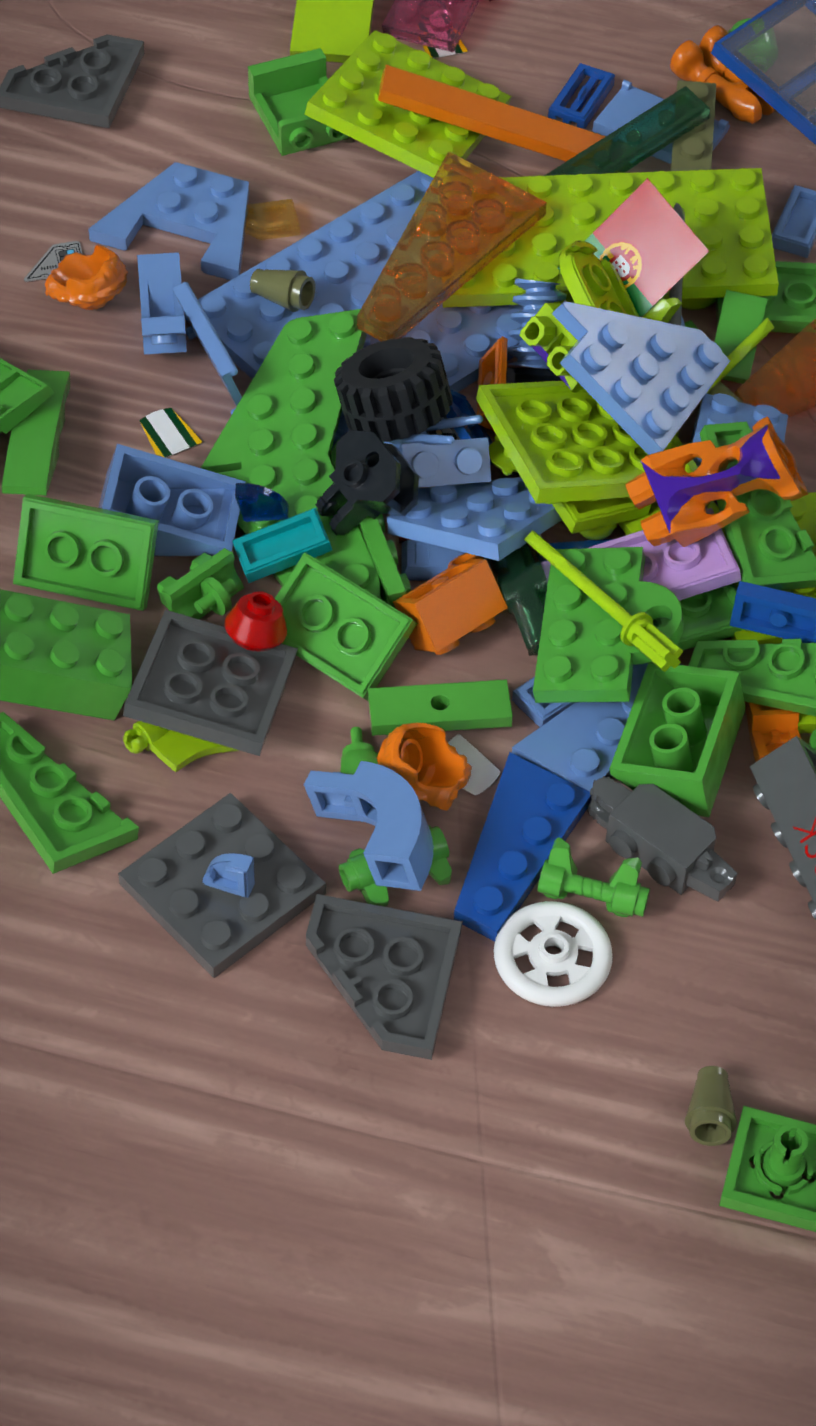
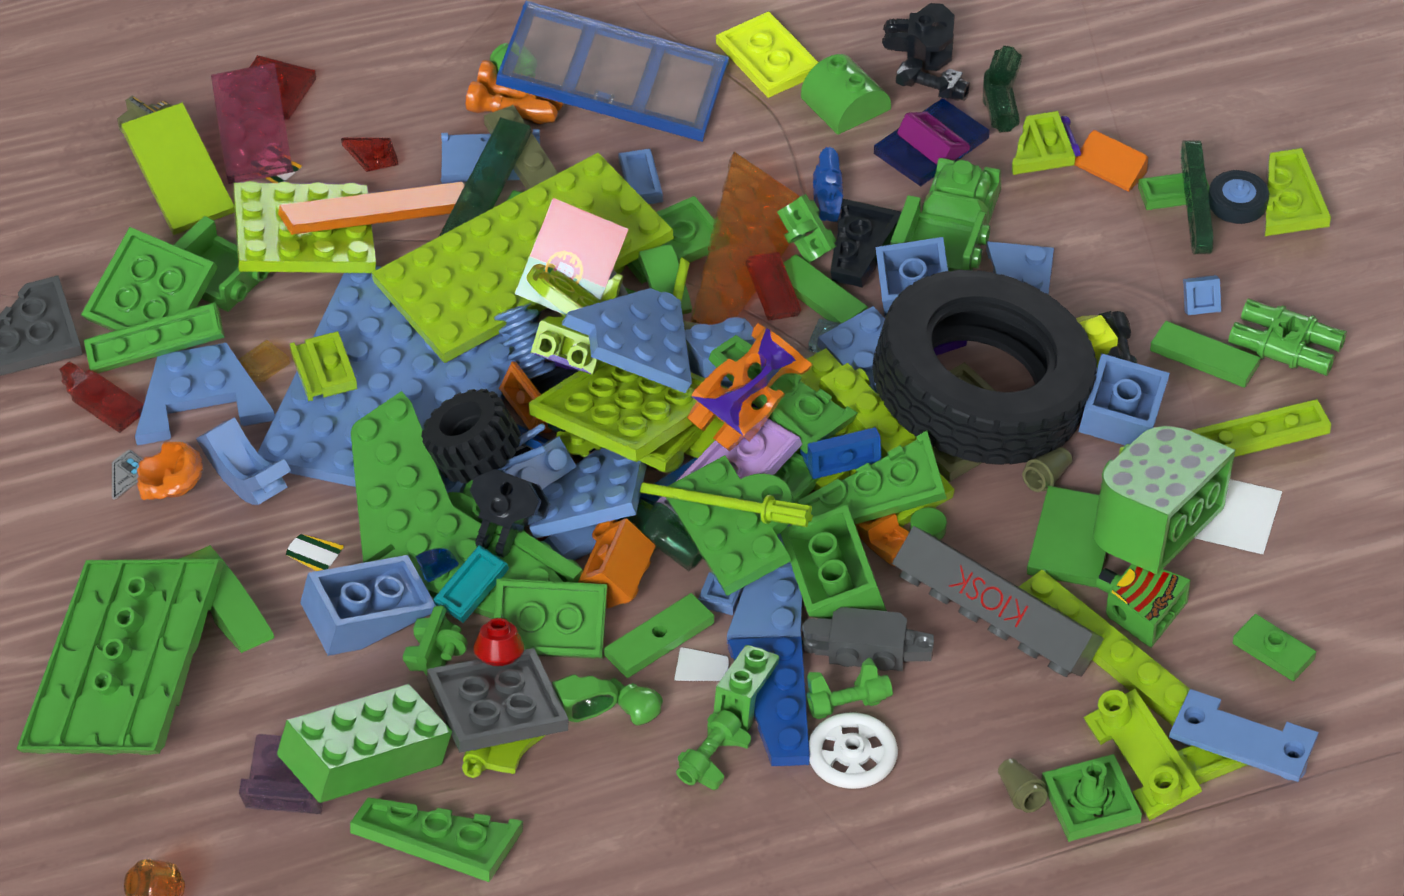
camera: 30 degrees left, 5 degrees down
(85, 552) = (338, 660): bright green tile -> none
(91, 176) = (100, 397): none -> clear red hinge
(180, 142) = (154, 338): none -> bright green tile
(208, 337) = (311, 474): medium blue door -> none
(210, 922) = (605, 826): dark grey plate -> none
(211, 94) = (147, 282): none -> bright green plate
(231, 874) = (616, 811): medium blue tile -> none
(284, 287) = (325, 405): olive cone -> none
(307, 729) = (585, 696): none -> bright green rock
(315, 246) = (323, 366): none -> lime plate
(387, 968) = (758, 816): dark grey plate -> none
(401, 842) = (684, 712): medium blue arch -> none
(427, 762) = (681, 677): orange hair -> none
(450, 238) = (425, 311): clear orange wing -> none
(480, 806) = (743, 681): none -> bright green bracket
(543, 68) = (371, 152): none -> clear red piece
(572, 114) = (415, 178): blue tile -> none

